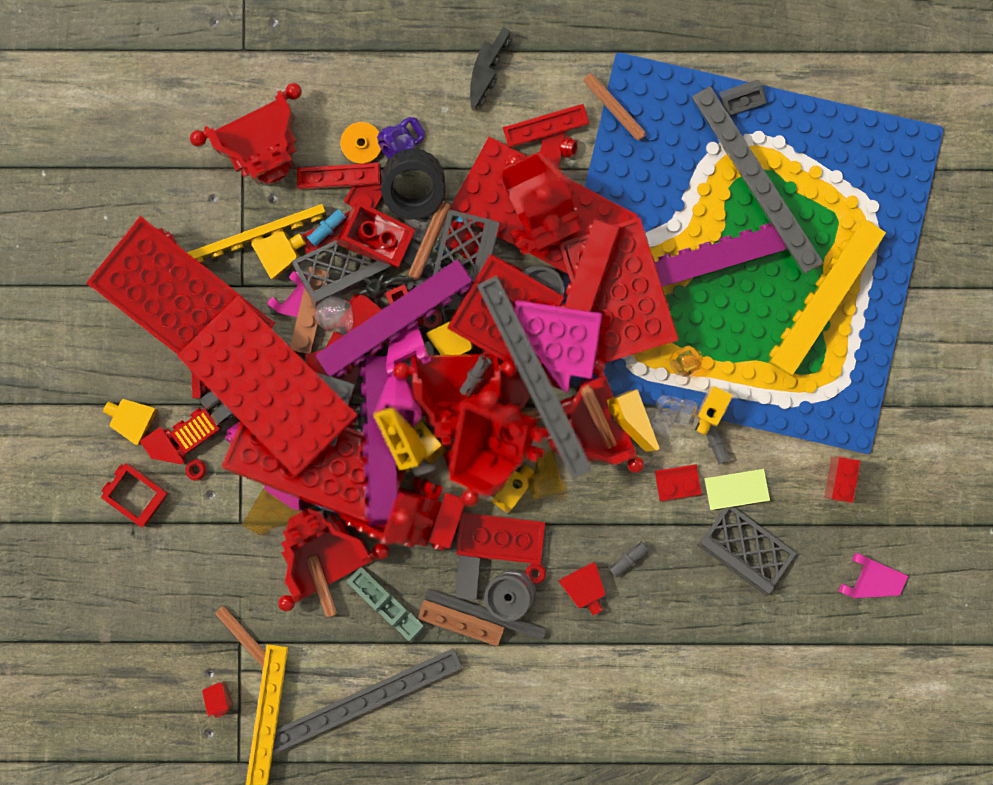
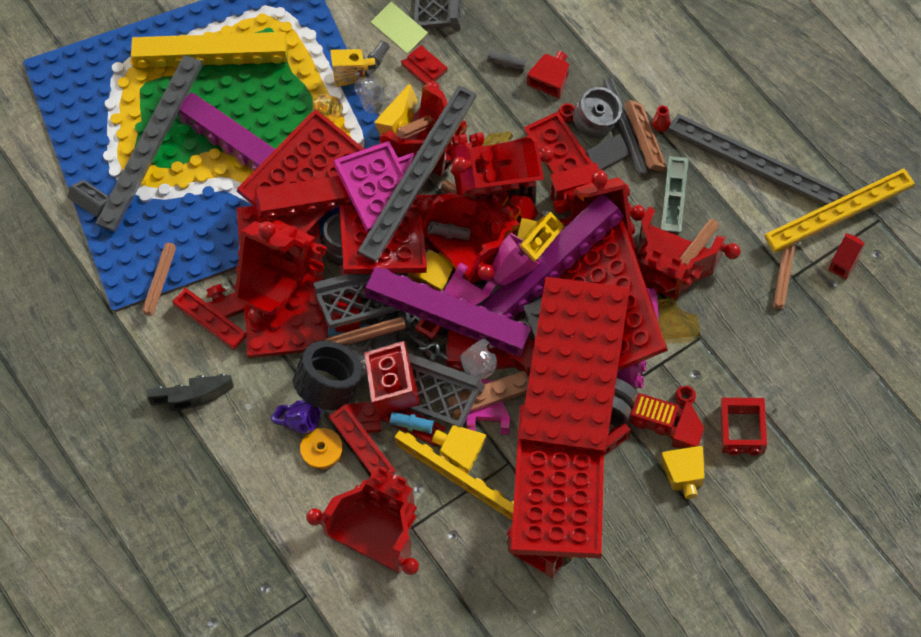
camera: 125 degrees left, 25 degrees down
(466, 643) = (661, 119): none -> red cone

